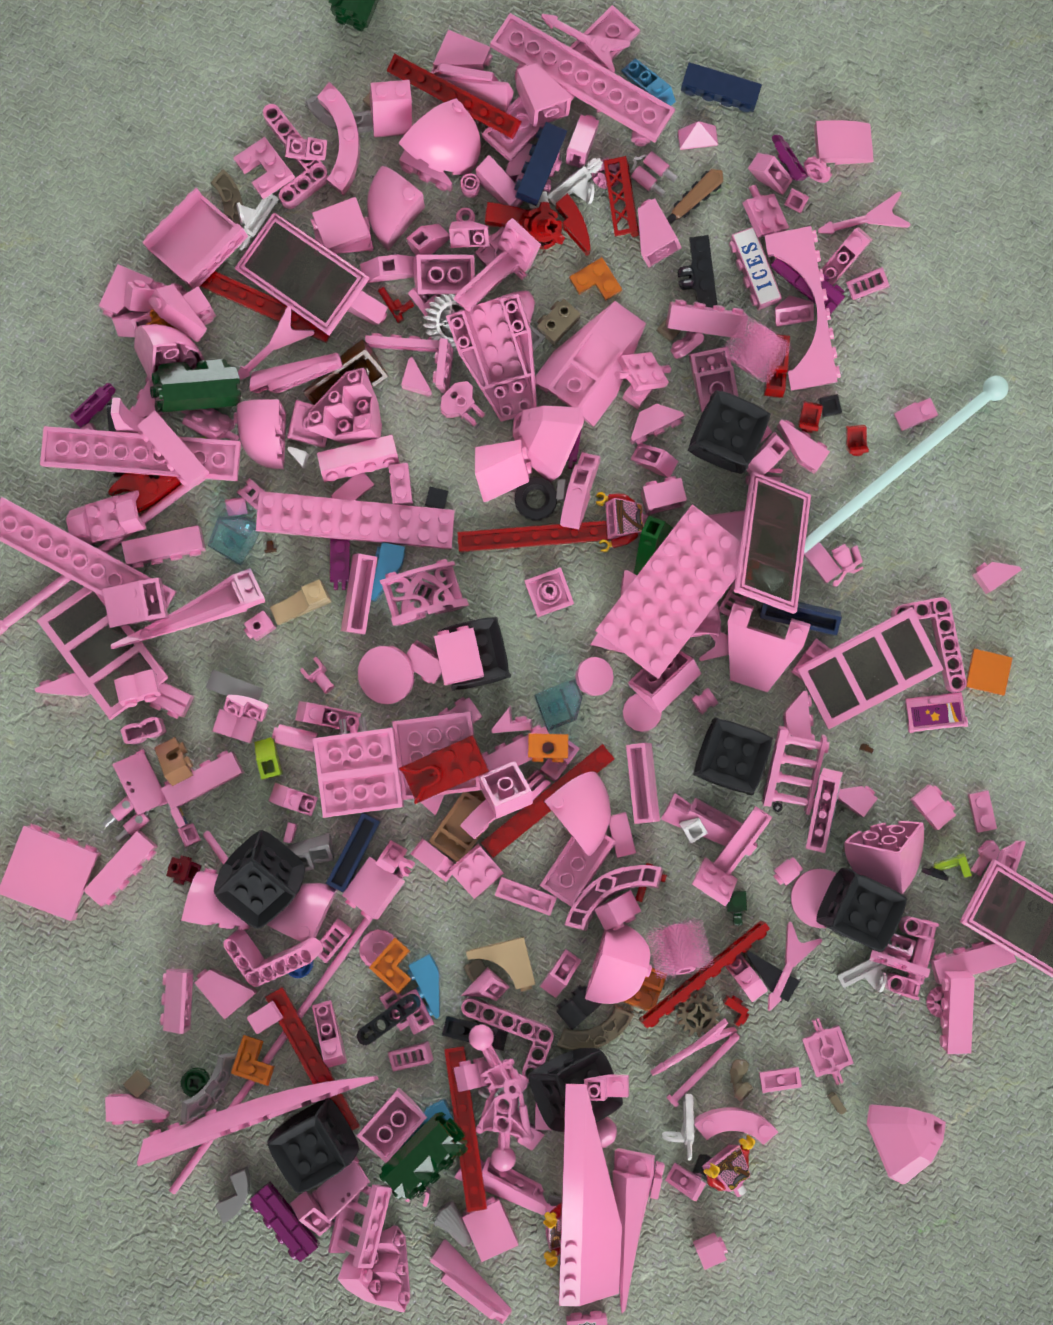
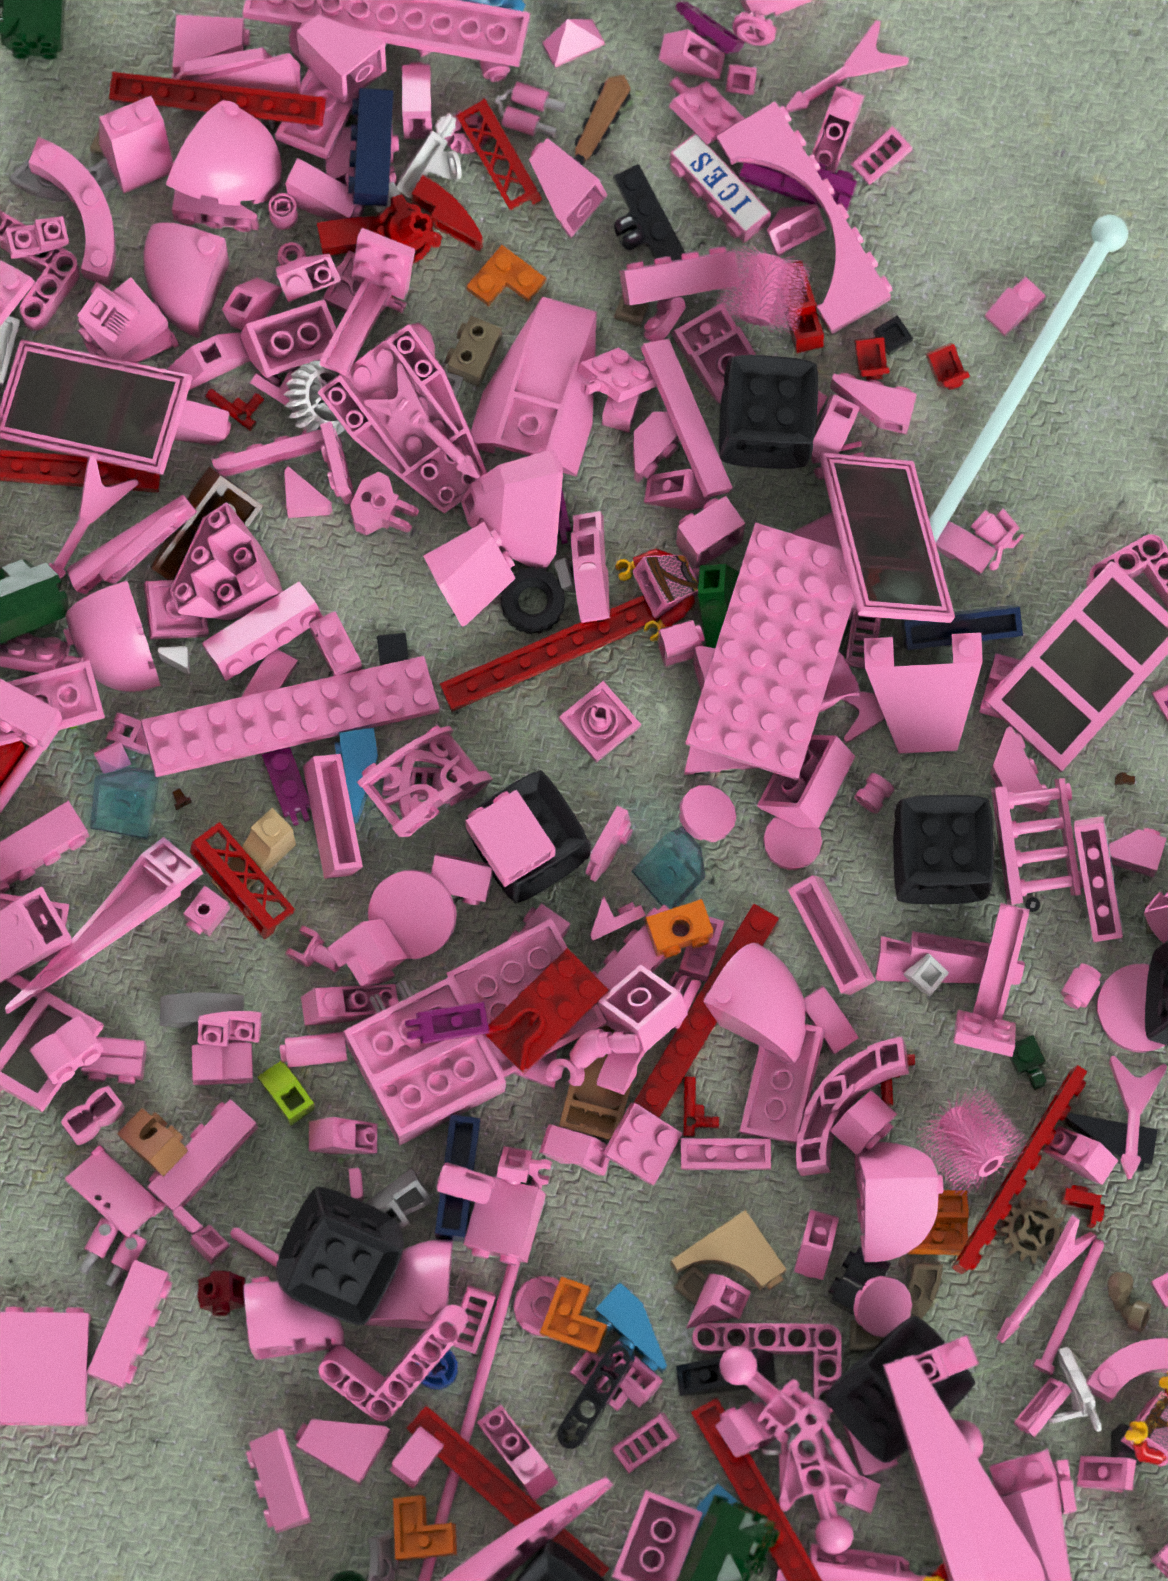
camera: 20 degrees left, 10 degrees down
(280, 617) = (232, 885): none -> red fence
(331, 215) = (107, 312): none -> bright pink piece
(349, 690) = (369, 952): none -> bright pink plate
(354, 861) = (465, 1183): none -> bright pink arm
(379, 758) = (449, 1023): none -> magenta hinge
(463, 802) = (587, 1049): none -> bright pink piece
(500, 348) = (410, 410): none -> bright pink piece
(516, 861) = (694, 1110): none -> red hose
(533, 668) = (614, 834): none -> bright pink plate
(586, 1029) = (882, 1305): none -> bright pink tile
(618, 561) = (679, 642): none -> bright pink brick
(662, 1126) = (1042, 1407): none -> bright pink tile
(676, 416) = (686, 418): none -> bright pink tile

